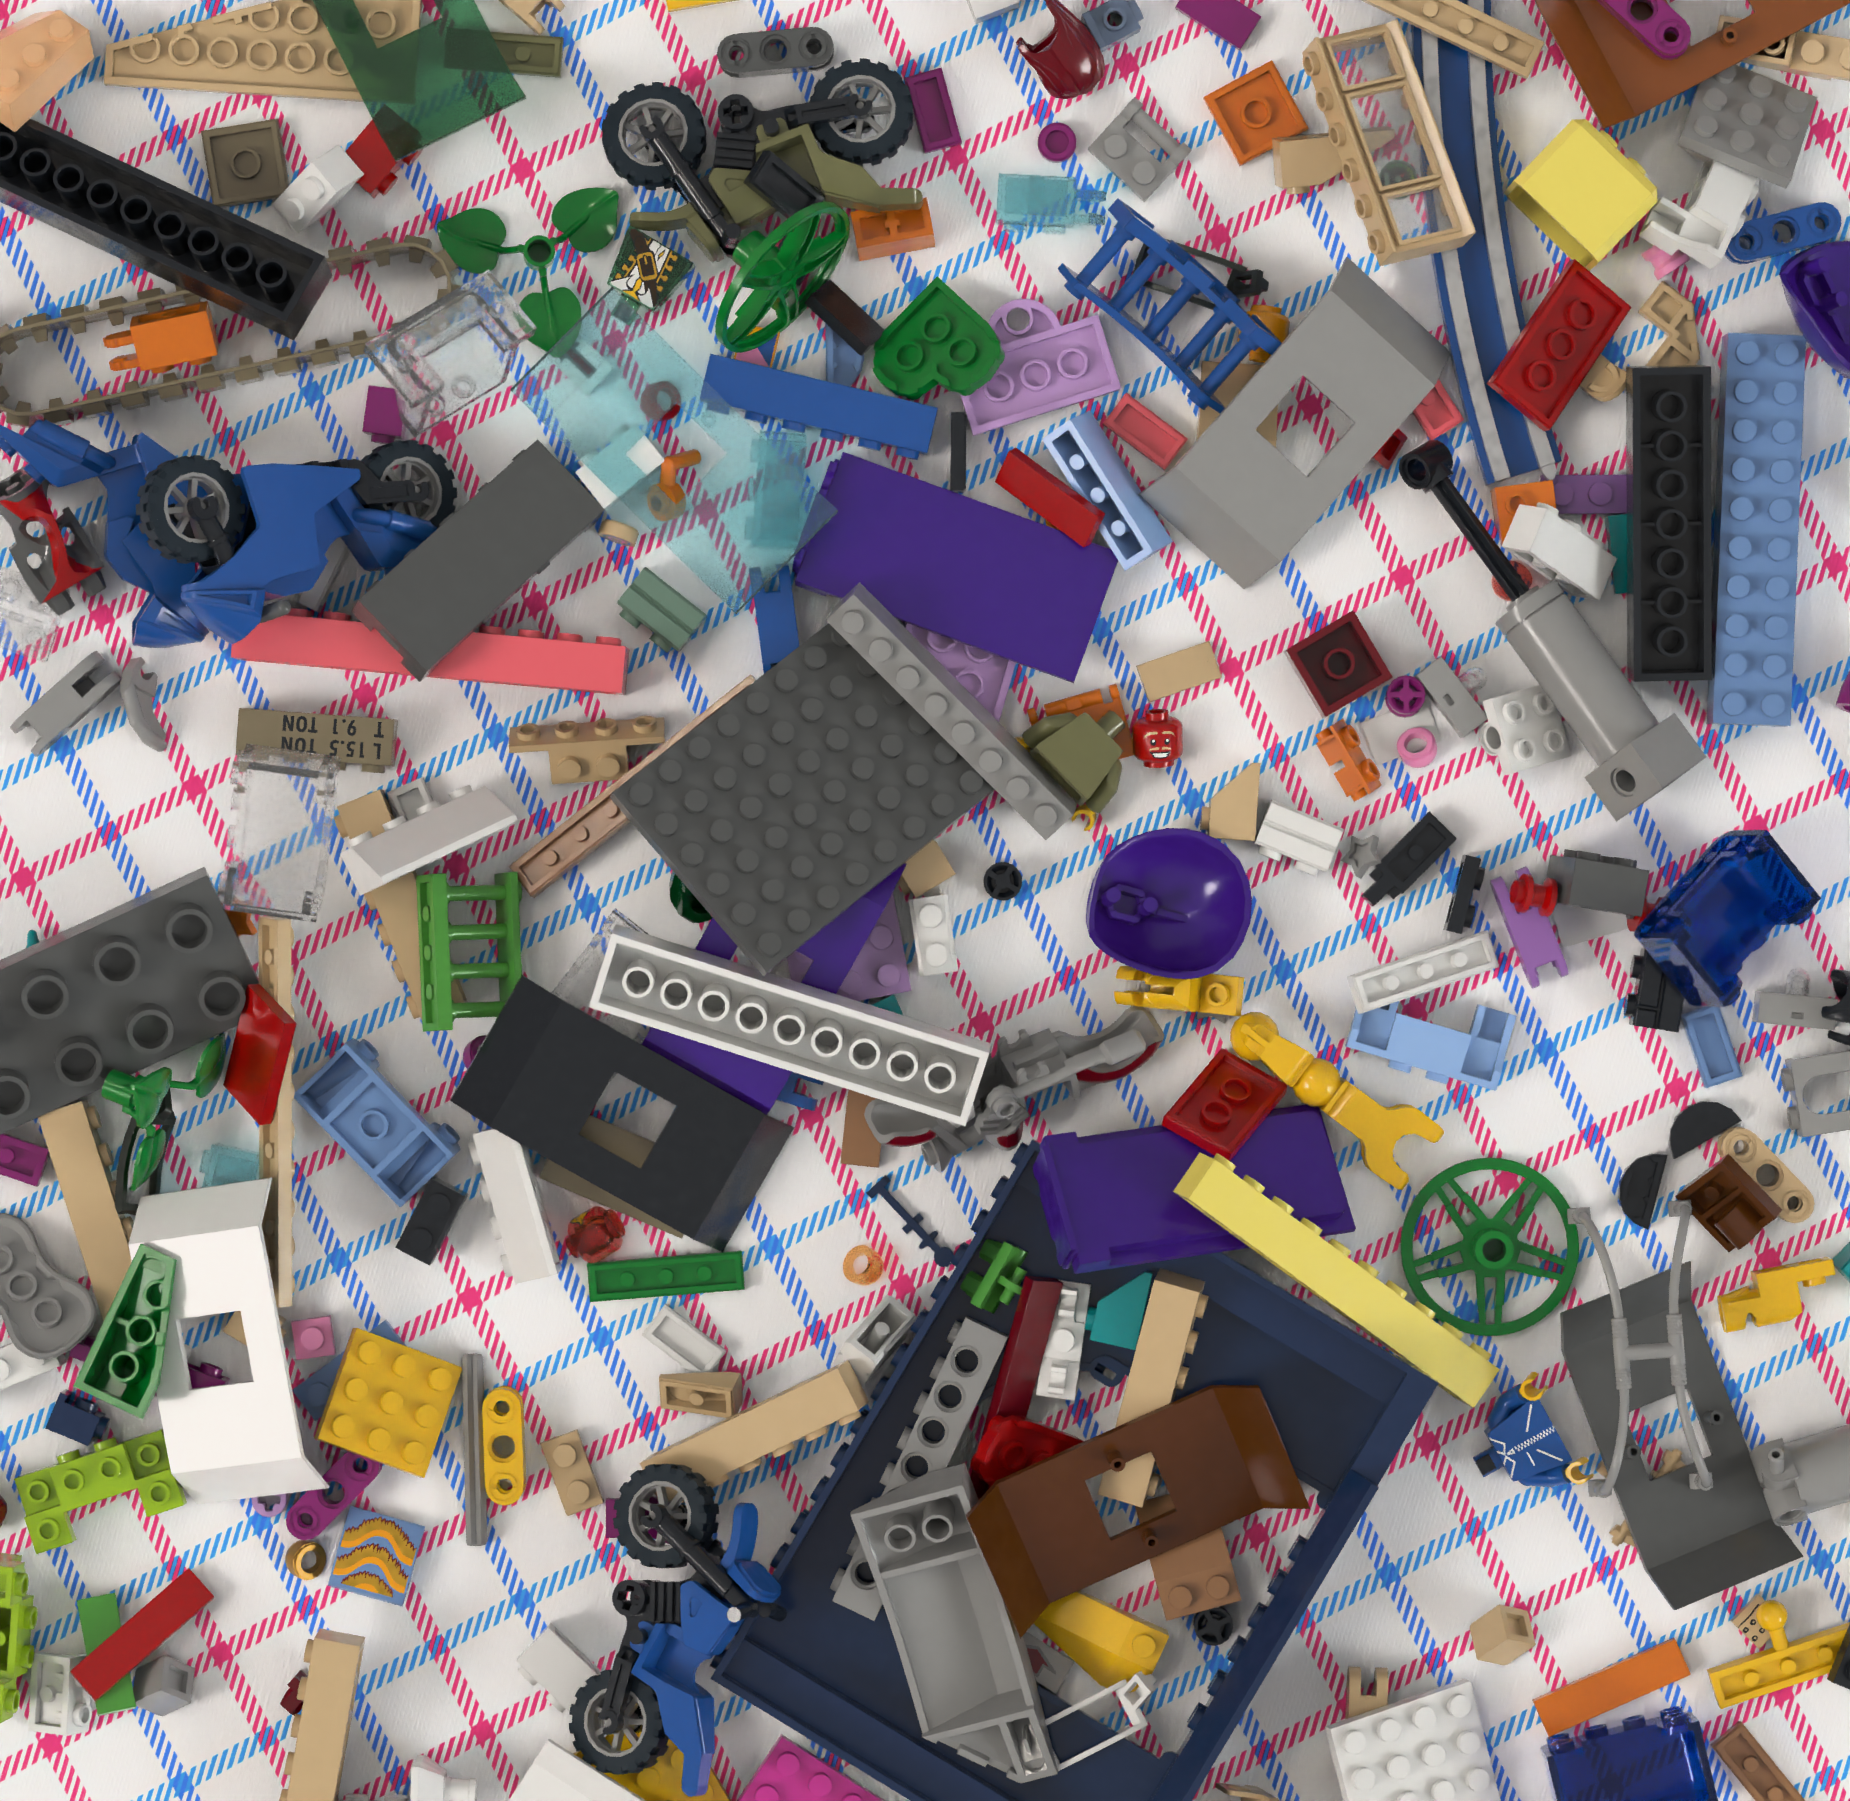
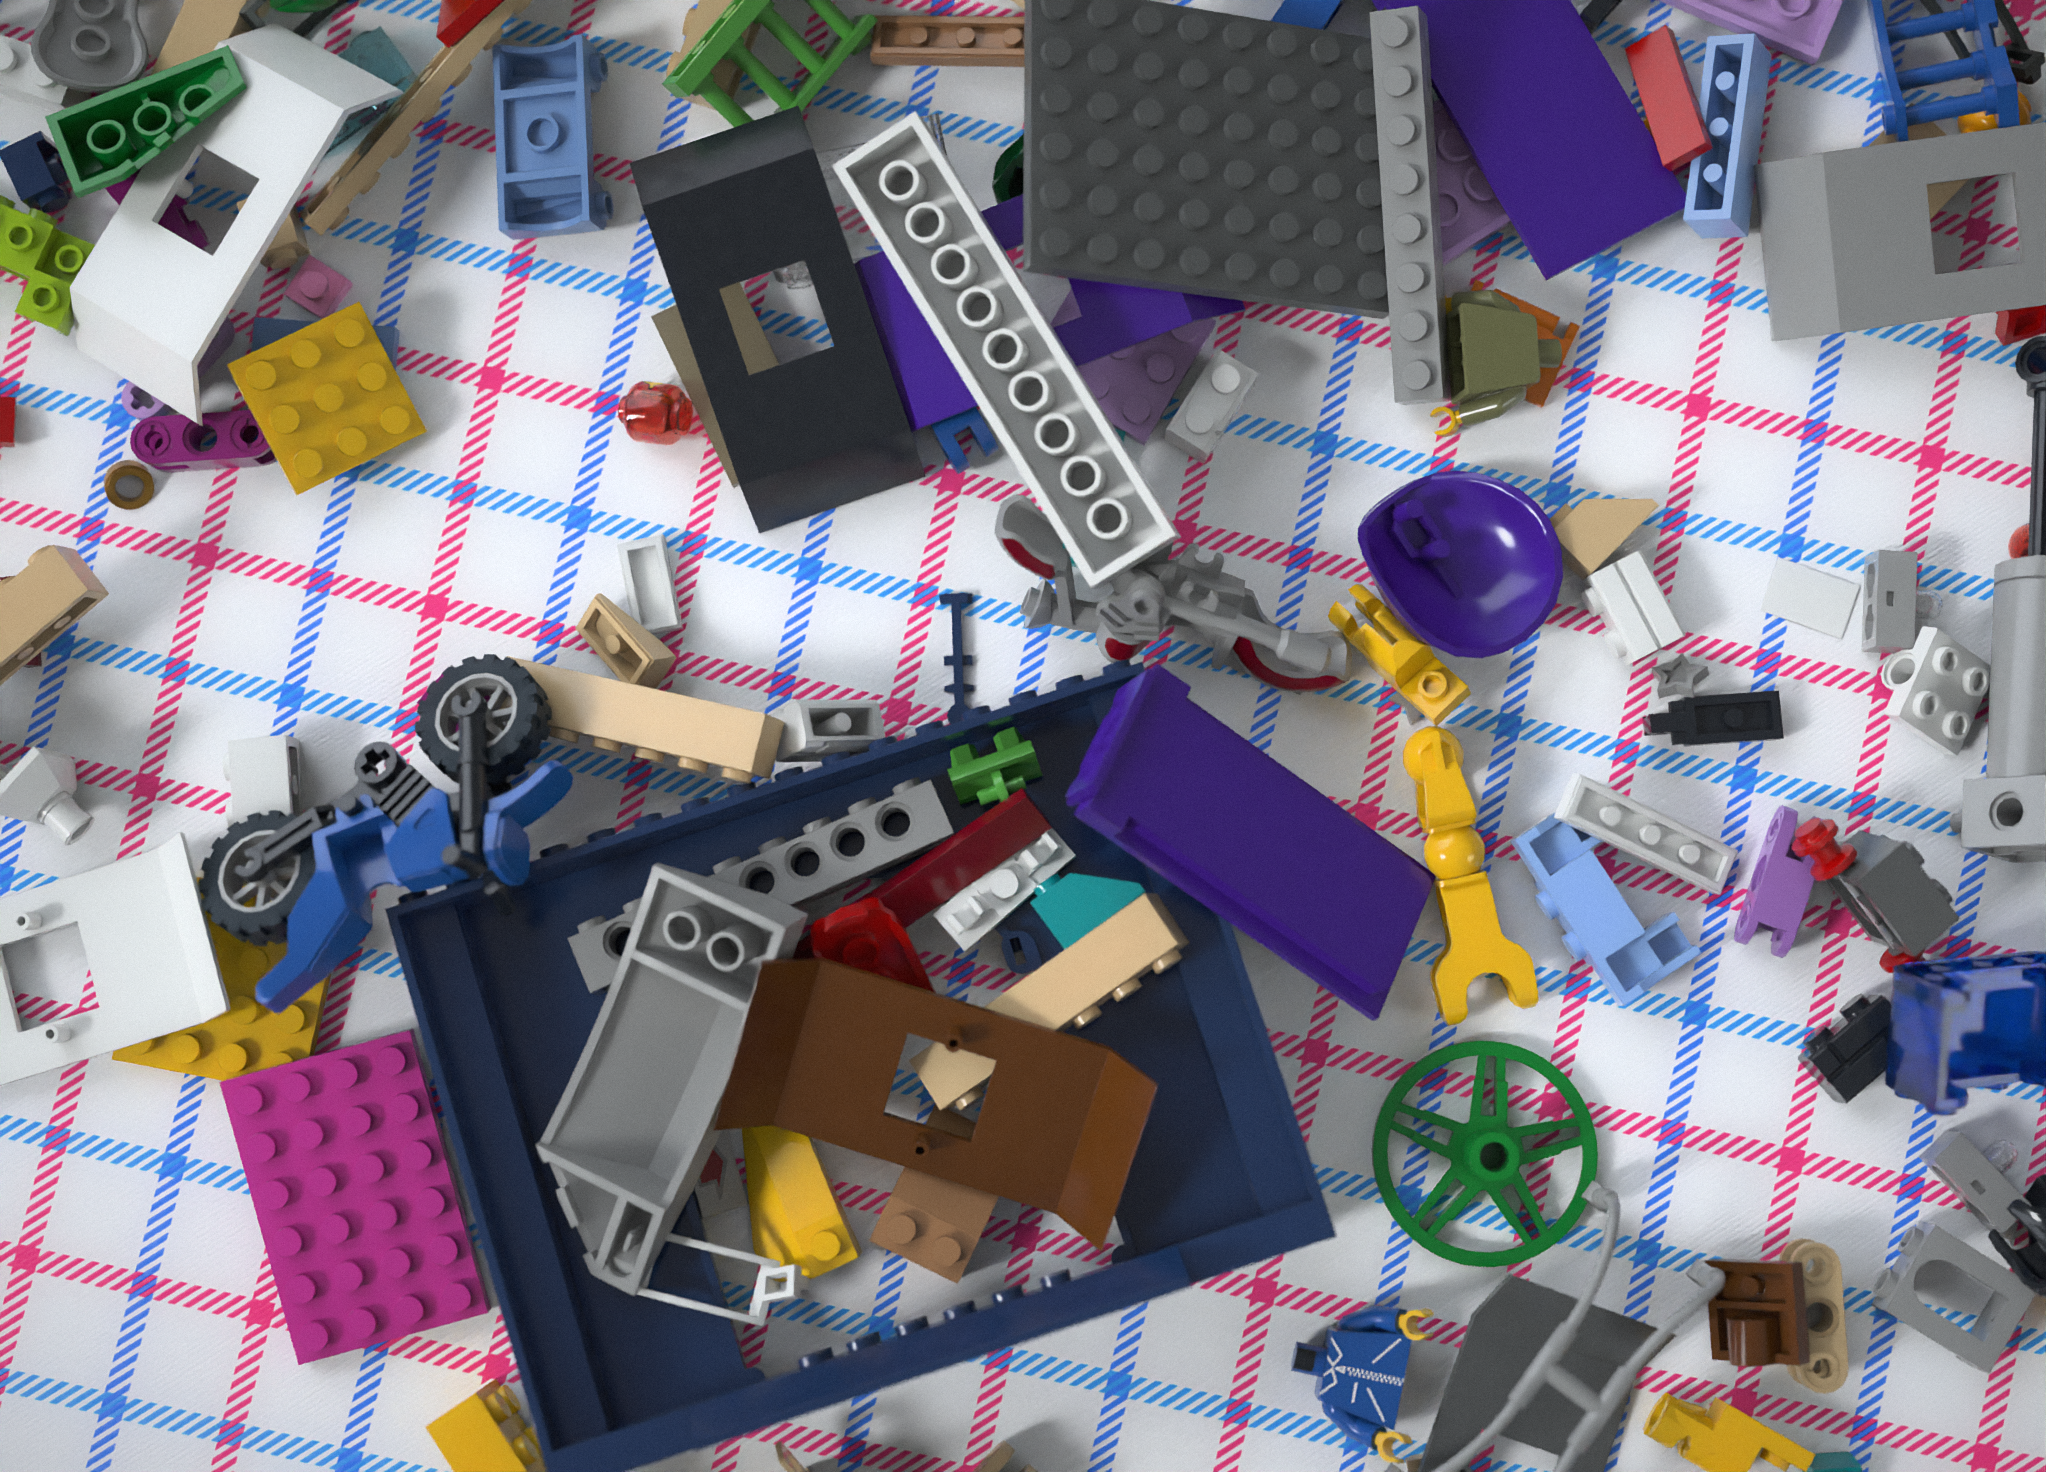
camera: 50 degrees right, 5 degrees down
(376, 1556) = (193, 535): slope -> none
(431, 1220) = (517, 271): black brick -> none
(474, 1450) = (370, 517): light grey axle -> none
(504, 1466) = (375, 546): yellow piece -> none
(517, 1206) = (608, 324): white slope -> none
(572, 1472) = (440, 616): tan plate -> none
(666, 1276) = (687, 510): green tile -> none
(859, 1143) = (974, 541): medium nougat tile -> none
(871, 1273) = (882, 670): clear orange piece -> none
(925, 870) = (1256, 336): tan slope -> none
(1002, 881) = (1321, 406): black wheel -> none
(1145, 431) = (1802, 114): coral tile -> none
(1157, 739) = (1577, 405): red head -> none
(1178, 671) = (1647, 363): tan slope -> none
(1215, 1631) = (908, 1293): black wheel -> none
(1224, 1105) = (1350, 794): red tile -> none
(1335, 1278) = (1319, 1041): light yellow brick -> none
(1338, 664) = (1810, 477): dark red brick -> none
(1358, 771) = (1745, 560): orange hinge -> none
(1411, 689) = (1855, 558): magenta wheel -> none
(1422, 758) = (1809, 636): bright pink piece -> none
(1460, 911) = (1761, 786): black plate -> none
(1584, 924) = (1833, 925): white sticker -> none
(1640, 1187) = (1677, 1223): black tile -> none
(1698, 1124) = (1787, 1211): black tile -> none
(1711, 1045) = (1861, 1145): medium blue tile -> none

